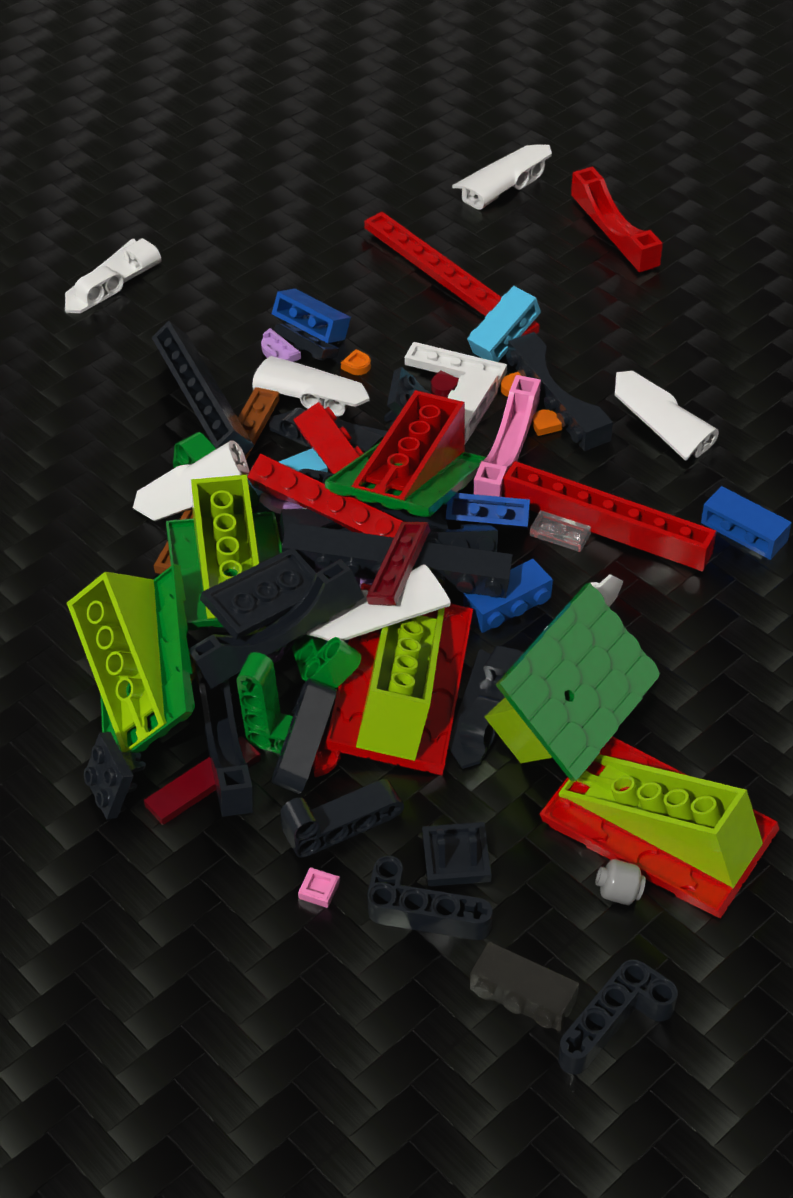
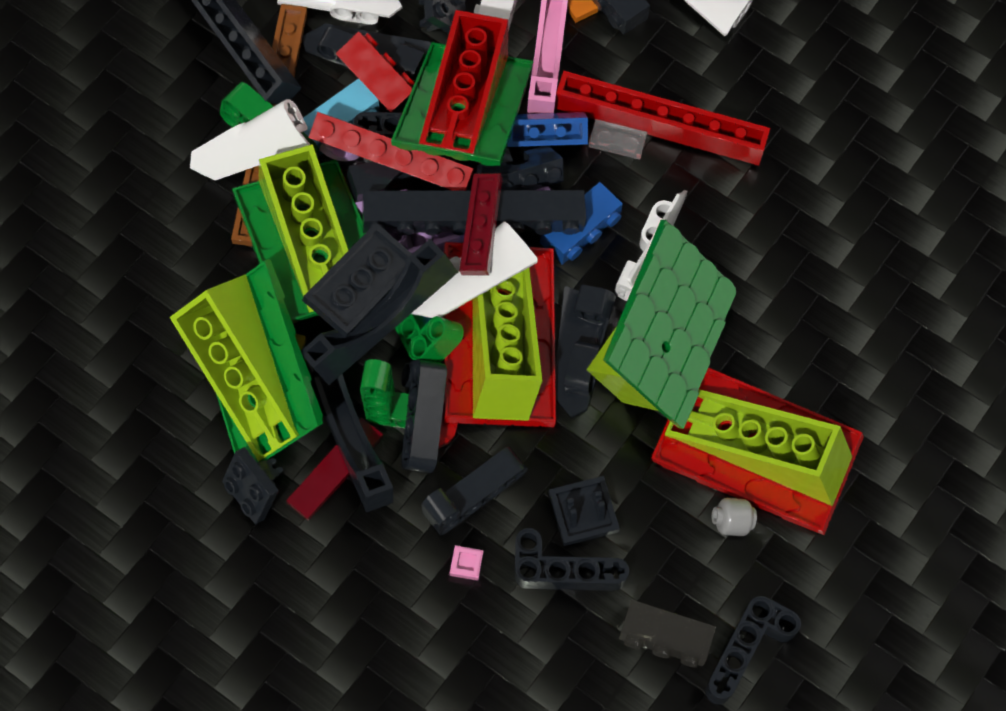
camera: 15 degrees left, 20 degrees up
(746, 522) = (793, 104): blue brick -> none

